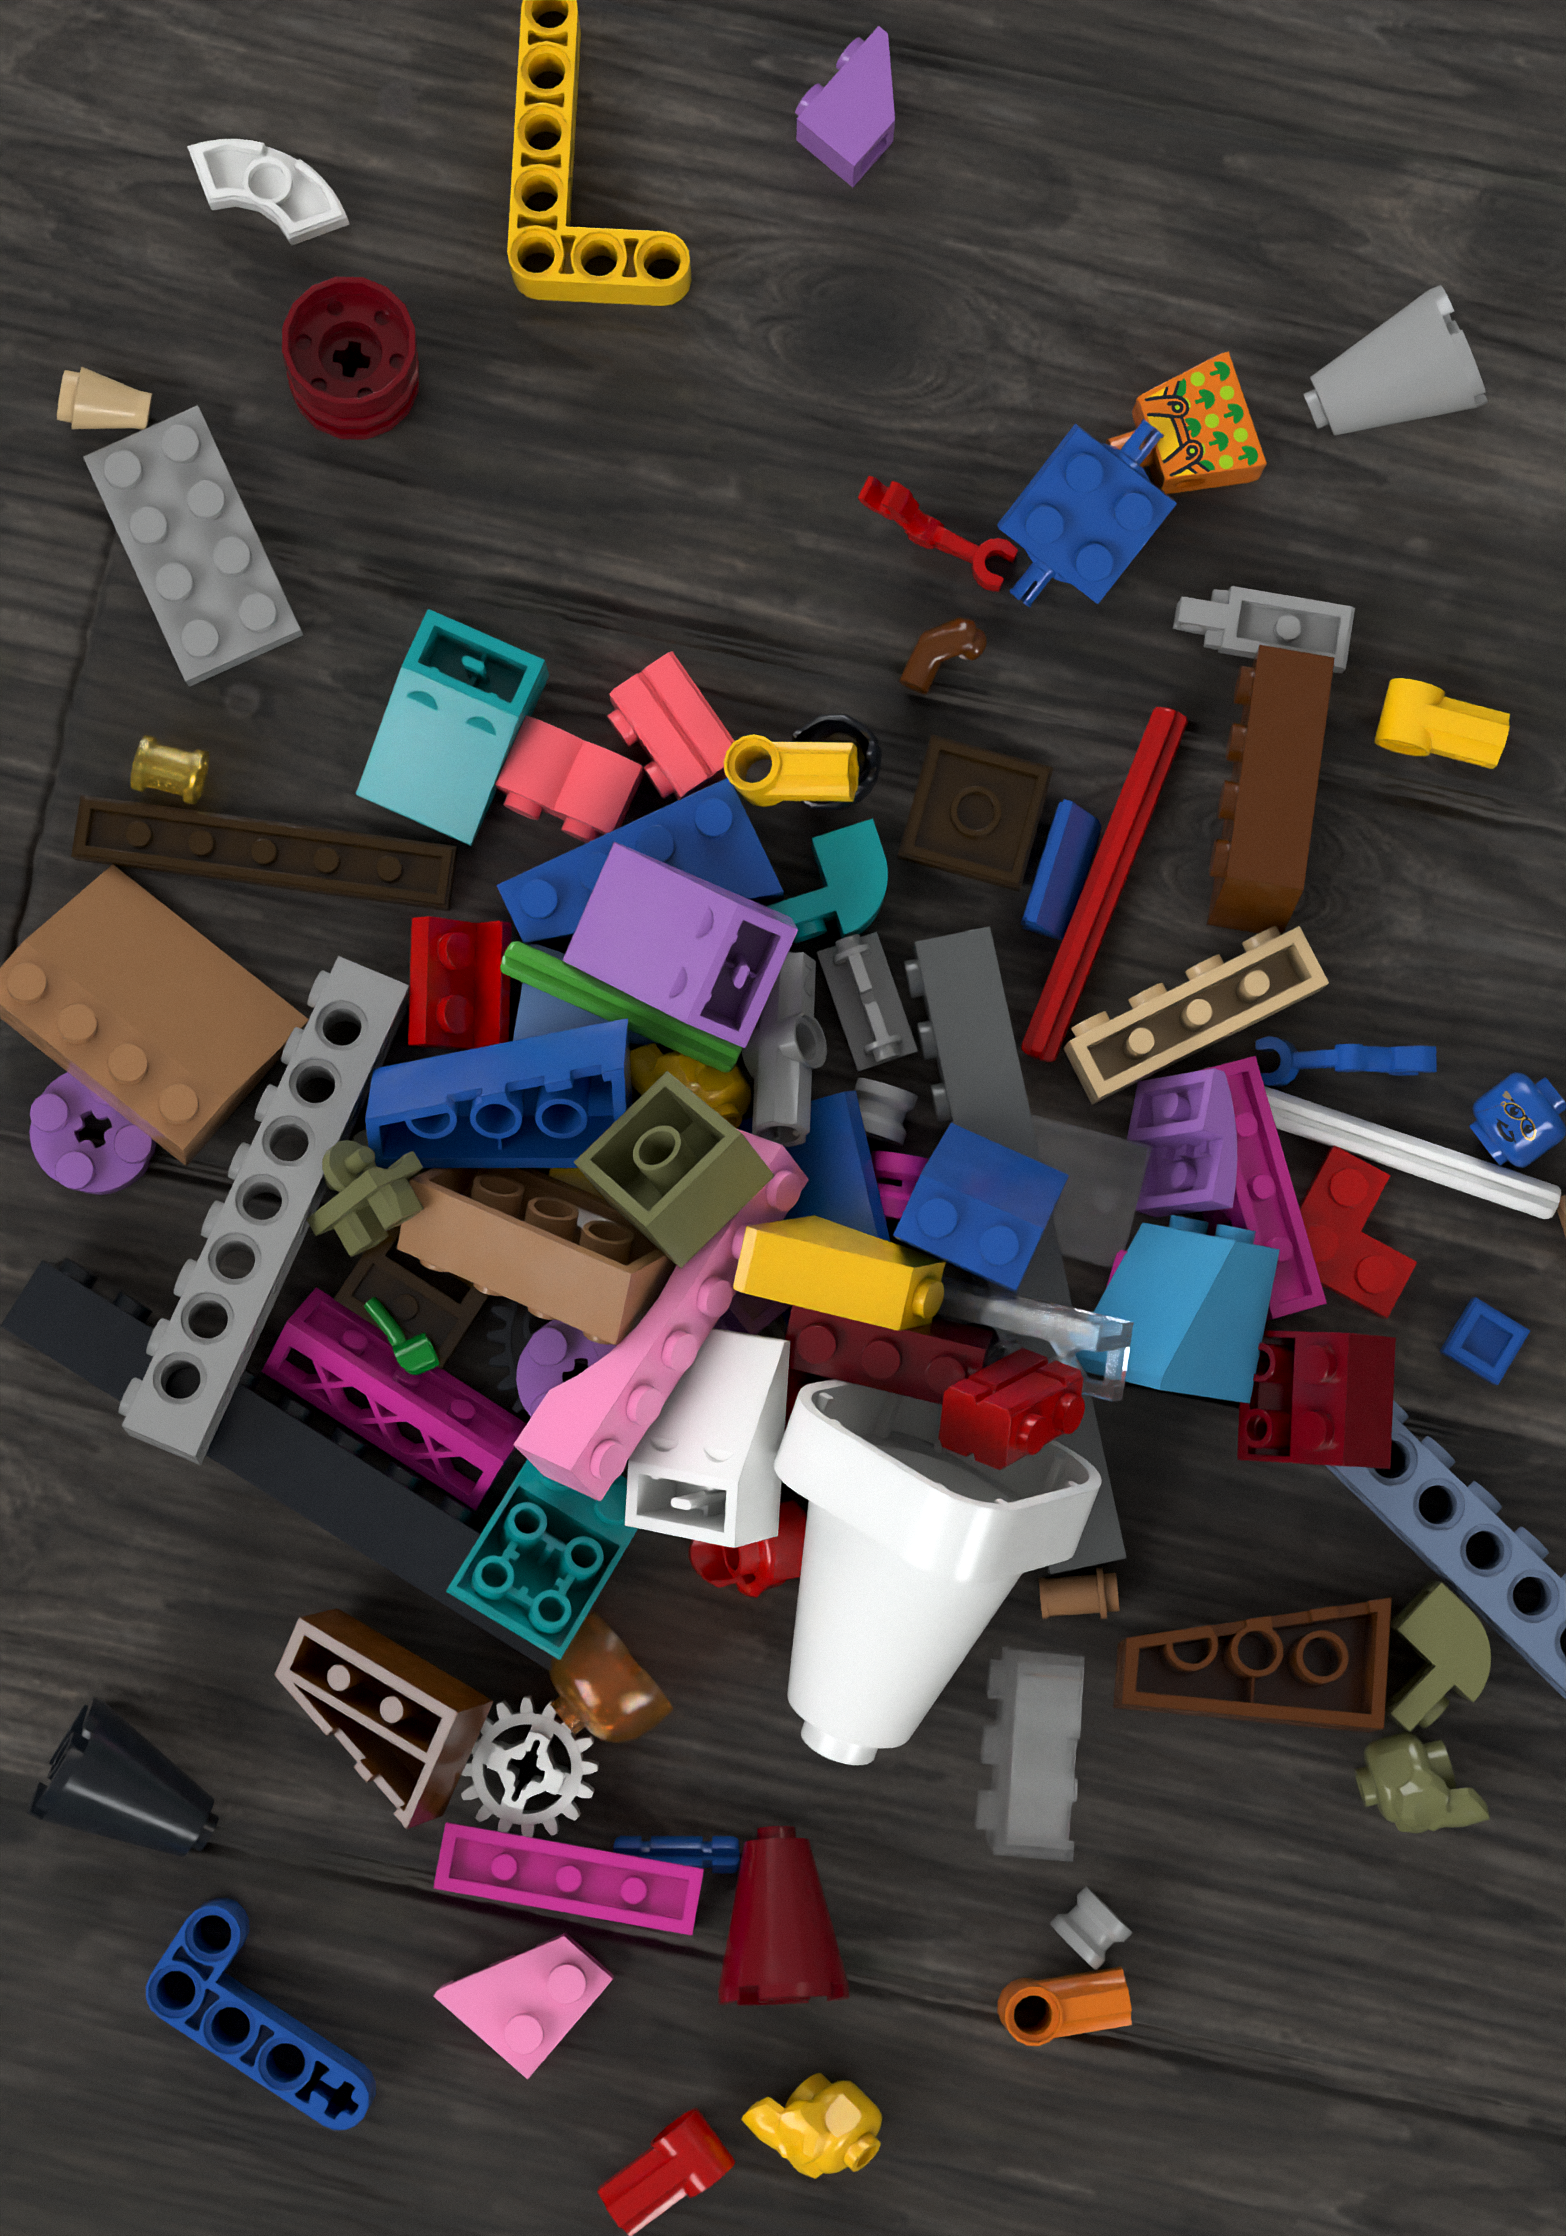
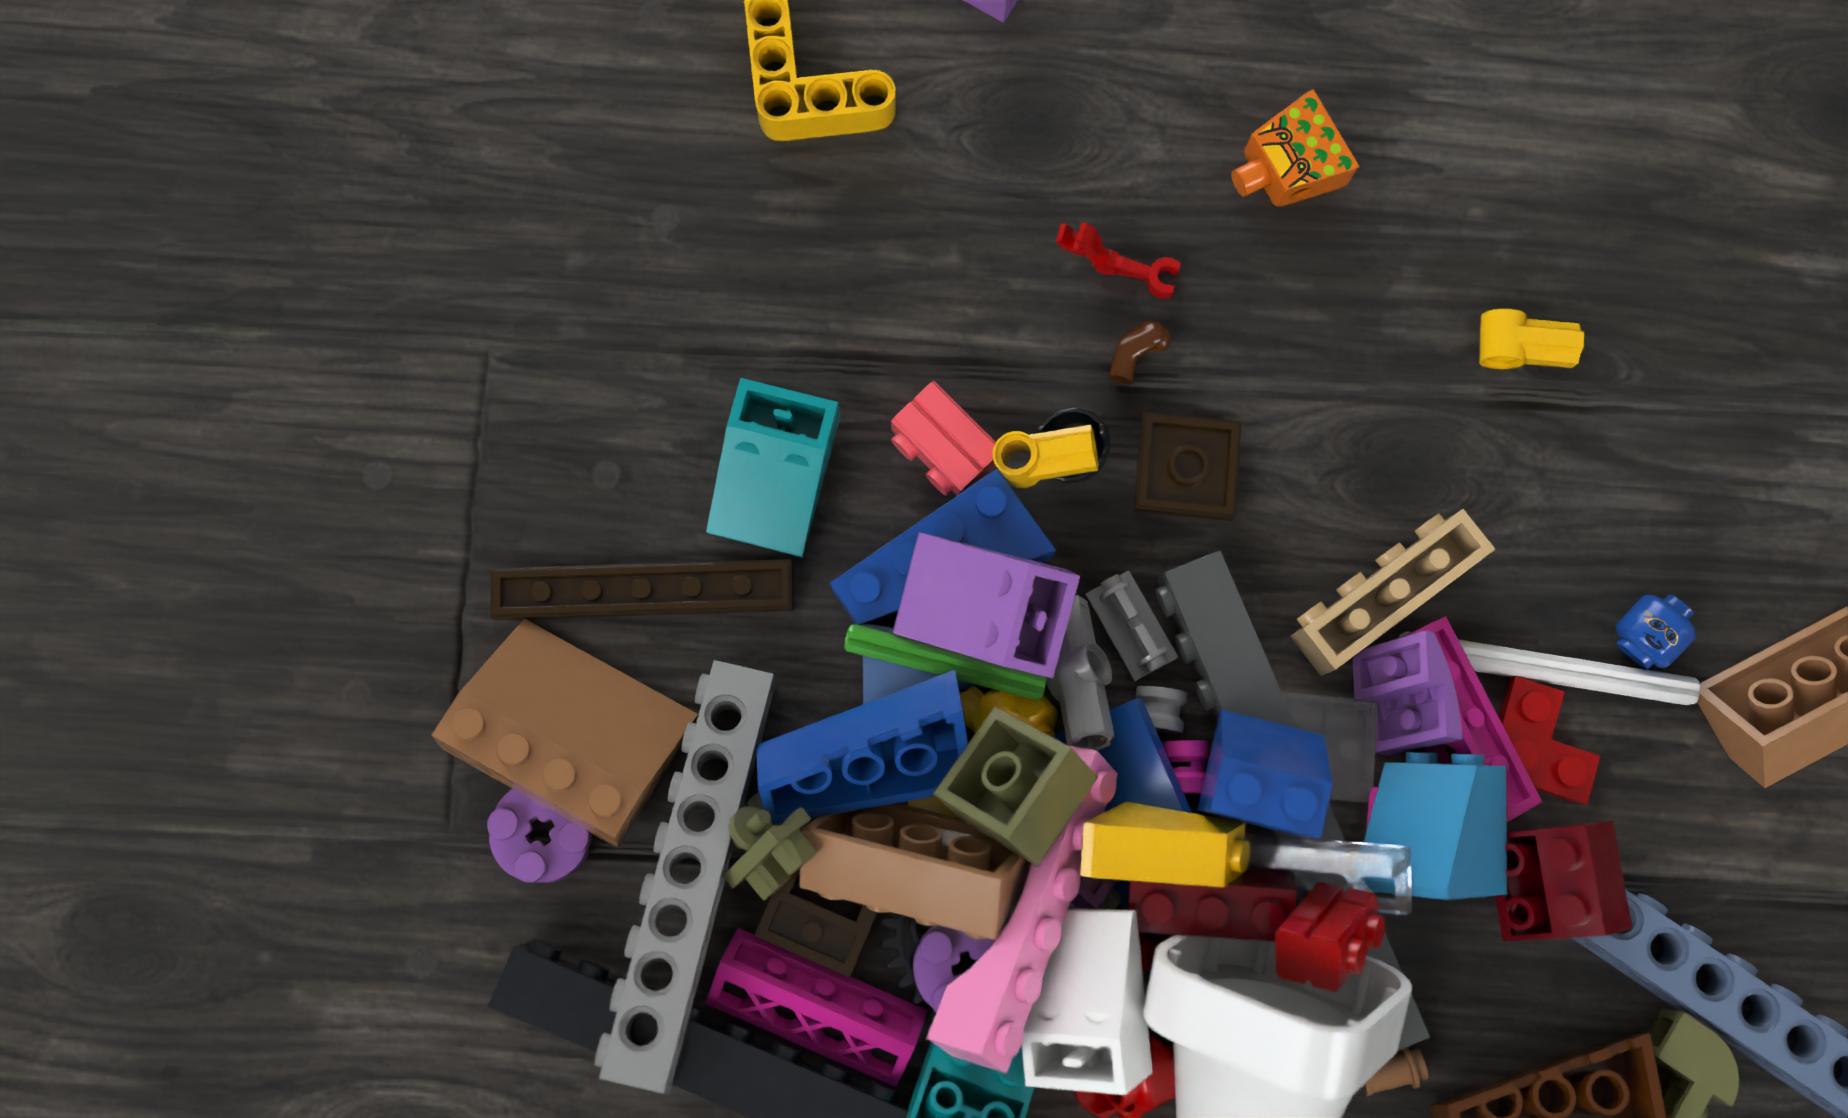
camera: 10 degrees left, 5 degrees down
(101, 403) = (461, 267): tan cone -> none
(169, 769) = (557, 537): clear yellow bush -> none
(193, 546) = (550, 365): light grey plate -> none
(268, 182) = (567, 88): white tile -> none
(345, 324) = (645, 176): dark red wheel -> none
(414, 1354) = (826, 971): green hand -> none
(457, 984) = (812, 666): red bracket -> none
(568, 780) = (869, 493): coral brick -> none
(853, 883) = (1104, 532): teal brick -> none
(1061, 870) = (1260, 500): blue slope -> none
(1086, 513) = (1230, 226): blue plate -> none
(1104, 884) = (1296, 506): red axle -> none
(1245, 618) = (1382, 289): light grey hinge -> none
(1271, 790) = (1413, 412): reddish brown wedge -> none
(1346, 1058) = (1514, 606): blue piece -> none
(1399, 372) = (1445, 83): light grey cone -> none
(1484, 1341) = (1664, 809): blue tile -> none

